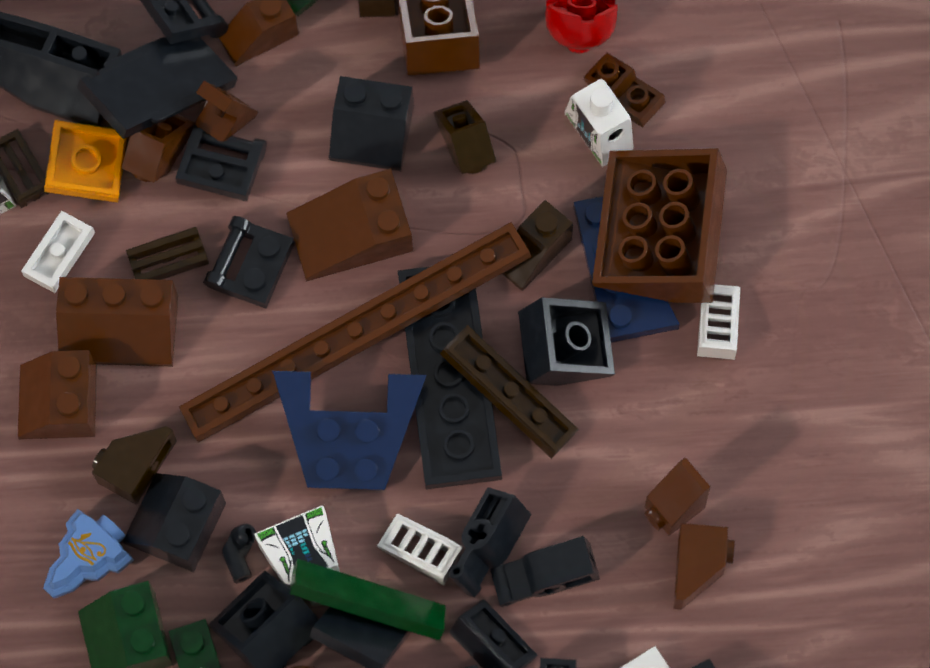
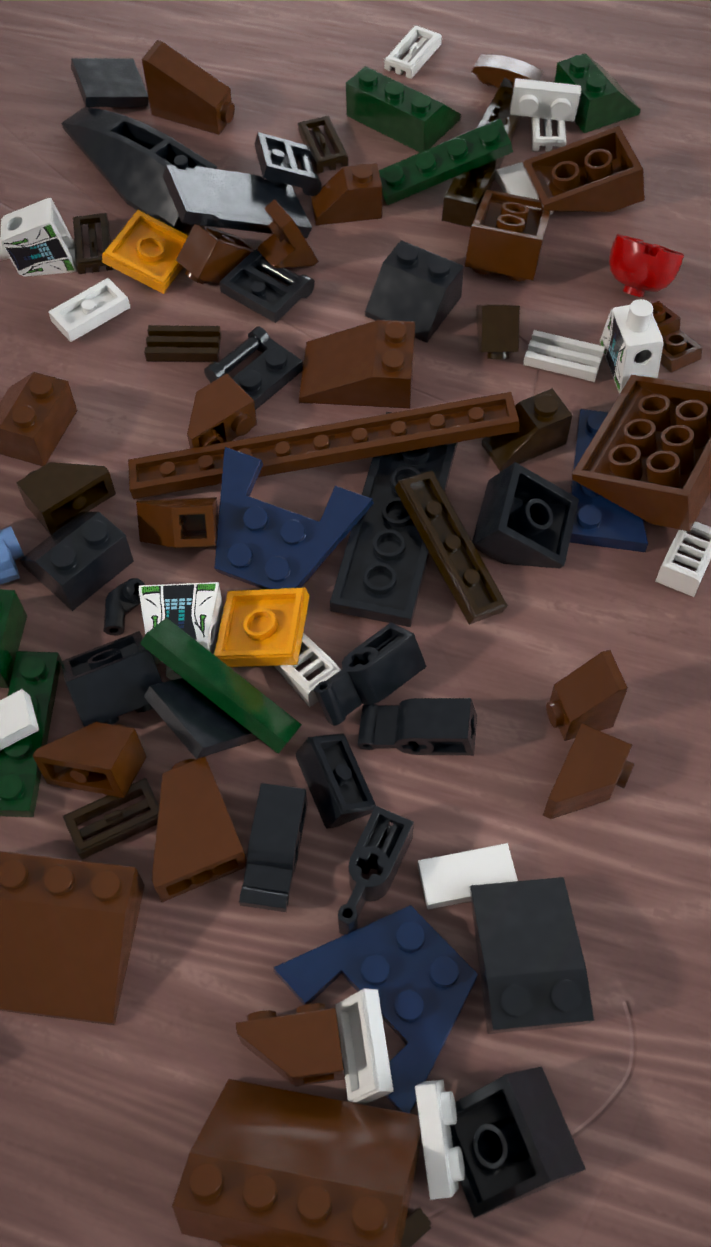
camera: 20 degrees right, 10 degrees down
(118, 319) = (114, 373): reddish brown slope -> none
(242, 328) = (220, 413): none -> reddish brown slope
(257, 455) = (178, 522): none -> reddish brown slope
(374, 529) = (262, 627): none -> light orange tile
(566, 139) = (565, 351): none -> white tile

